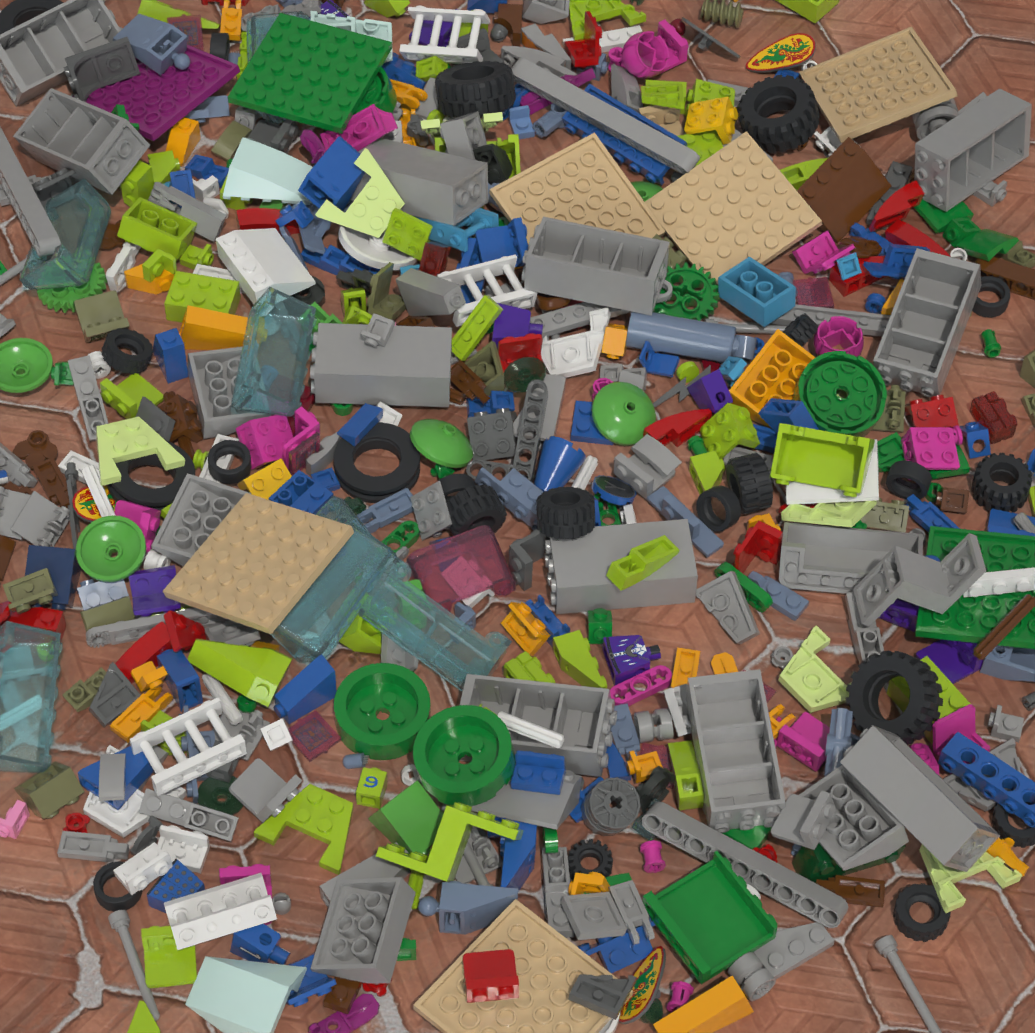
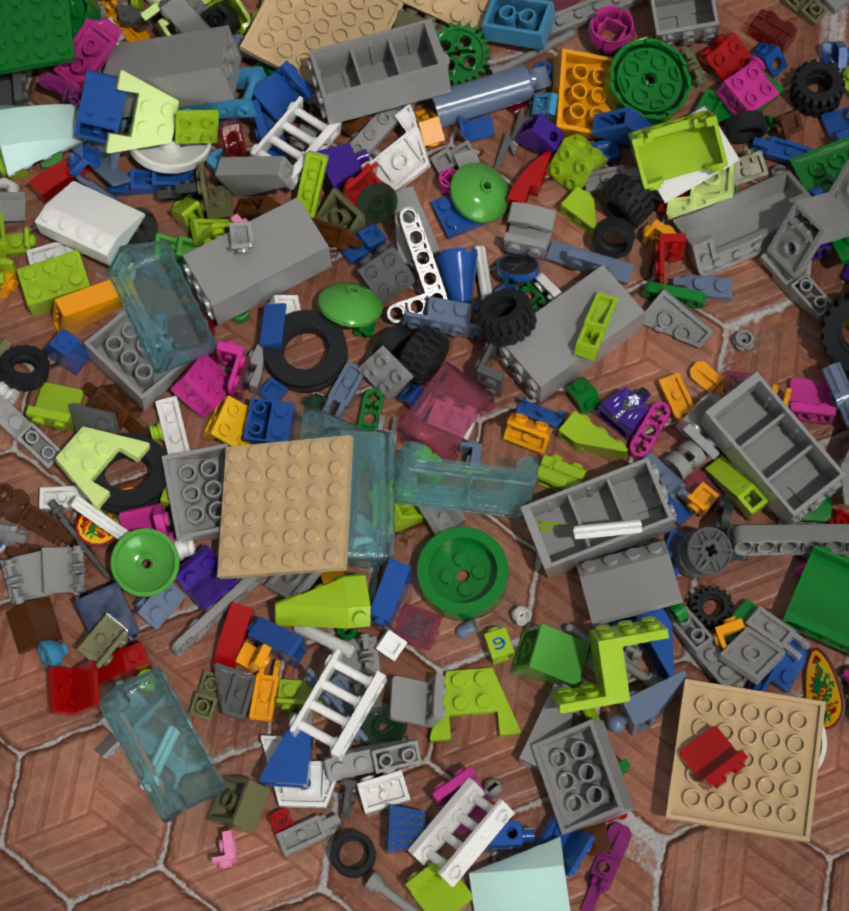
camera: 25 degrees left, 15 degrees up
(108, 613) = (178, 621): olive slope -> none
(112, 777) = (294, 769): light grey slope -> none
(143, 868) = (369, 830): white bracket -> none
(183, 631) = (257, 600): red wing -> none
(232, 475) = (190, 438): black tyre -> none
(447, 739) = (564, 559): green brick -> none
(538, 772) = (636, 561): blue bracket -> none
(602, 993) = (808, 720): dark grey wing -> none
(652, 856) = (756, 573): dark pink bush -> none
(688, 370) = (504, 123): lime tile -> none
(697, 446) = (558, 190): green pin -> none
(801, 329) = (574, 37): black tyre -> none
(811, 678) = (780, 347): yellowish green wing -> none

